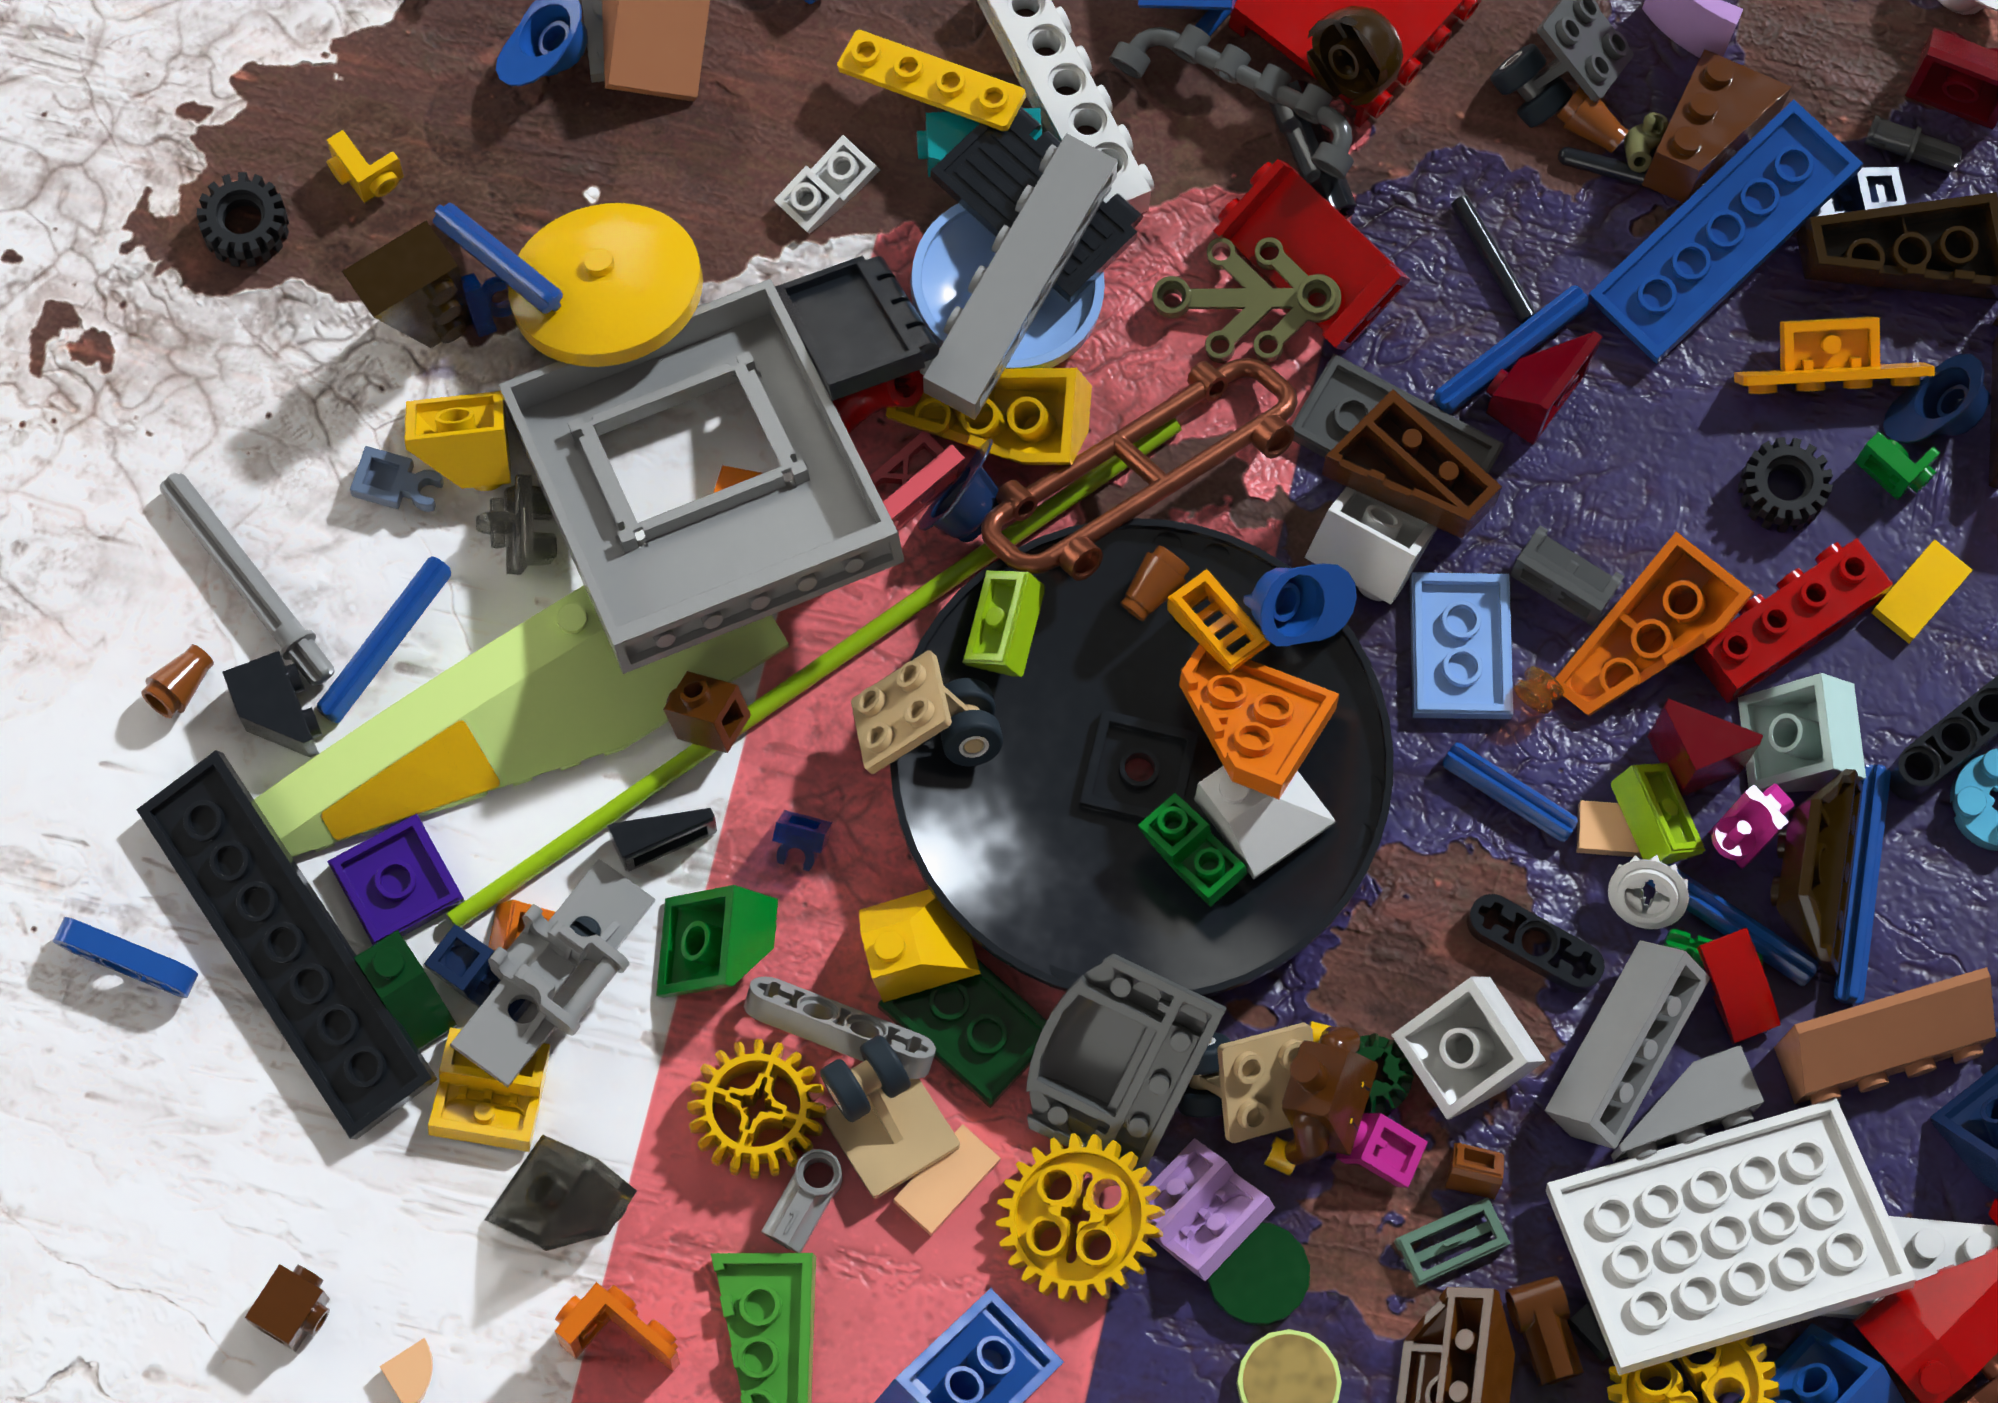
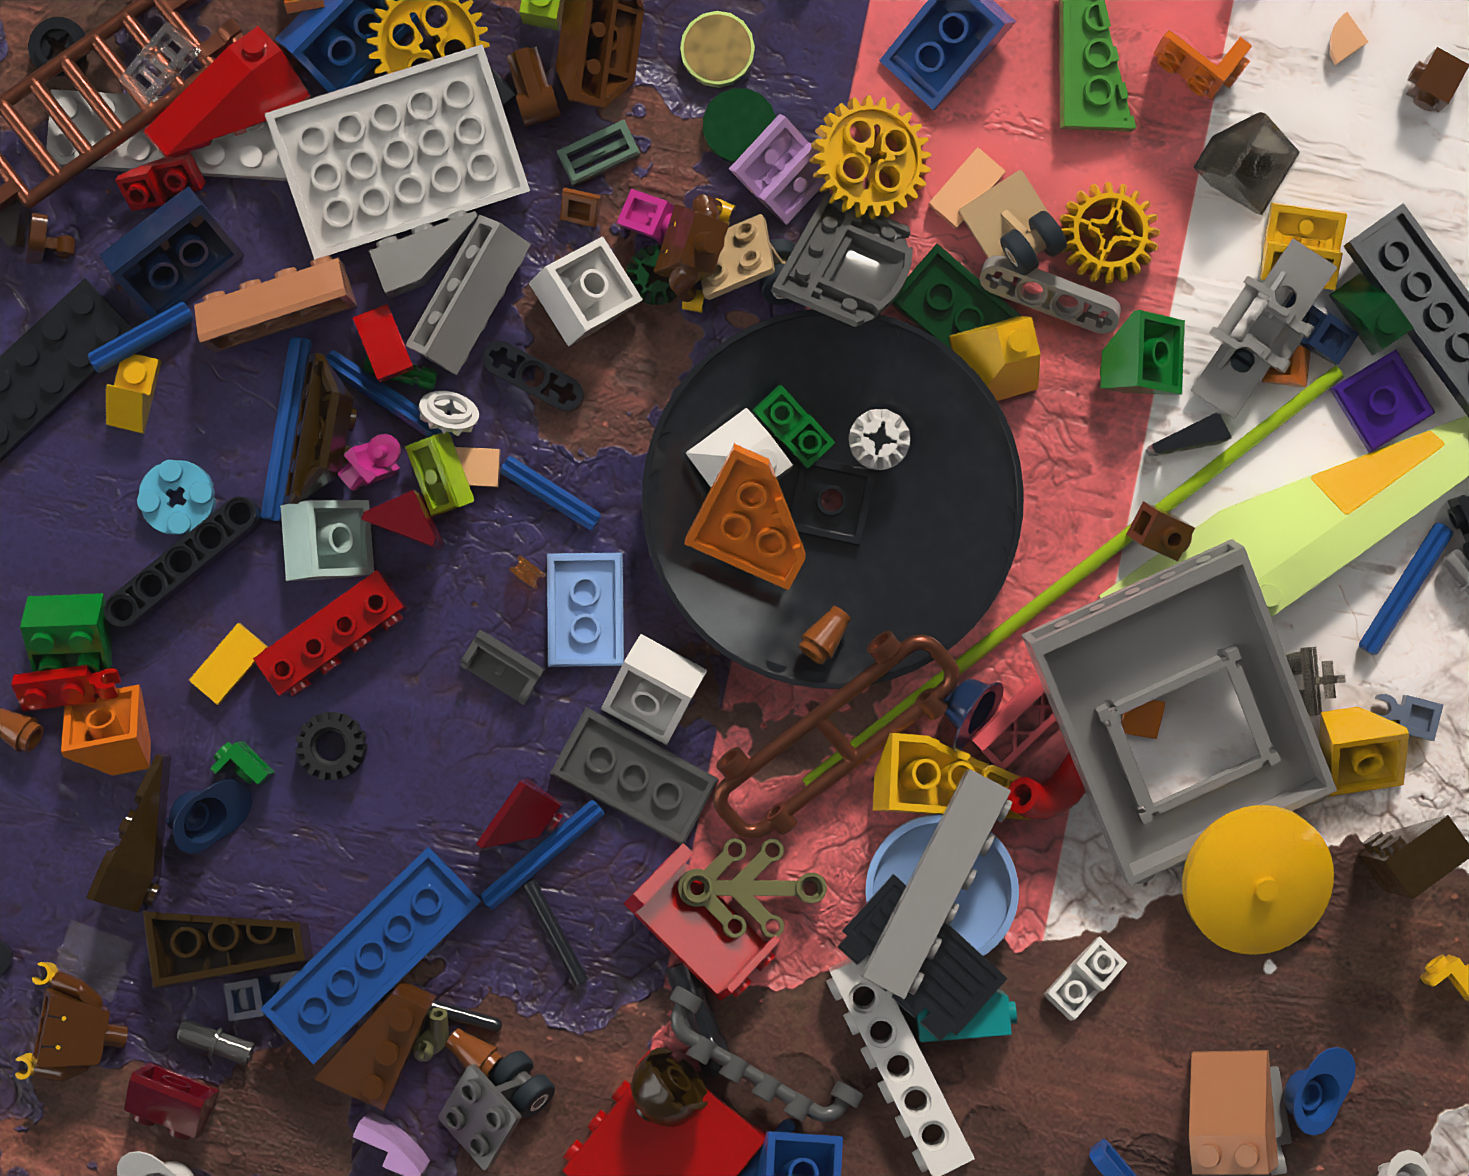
camera: 175 degrees left, 15 degrees up
(481, 305) = (1355, 861): clear blue tile -> none
(498, 258) = (1344, 897): blue axle -> none
(801, 832) = (1083, 441): clear blue tile -> none
(802, 1204) = (1071, 166): light grey piece -> none
(857, 325) = (1061, 844): black hinge -> none
(916, 706) = (1009, 521): tan plate -> none
(931, 80) = (1010, 1060): yellow bracket -> none
(1004, 622) = (940, 597): lime slope -> none
(1057, 840) = (864, 449): none -> white gear
(1207, 587) = (795, 625): light orange slope -> none
(1302, 603) = (715, 613): blue piece -> none
(1412, 468) = (624, 740): reddish brown wedge -> none
(1661, 618) = (426, 630): orange wedge -> none
(1829, 352) = (291, 853): light orange bracket -> none

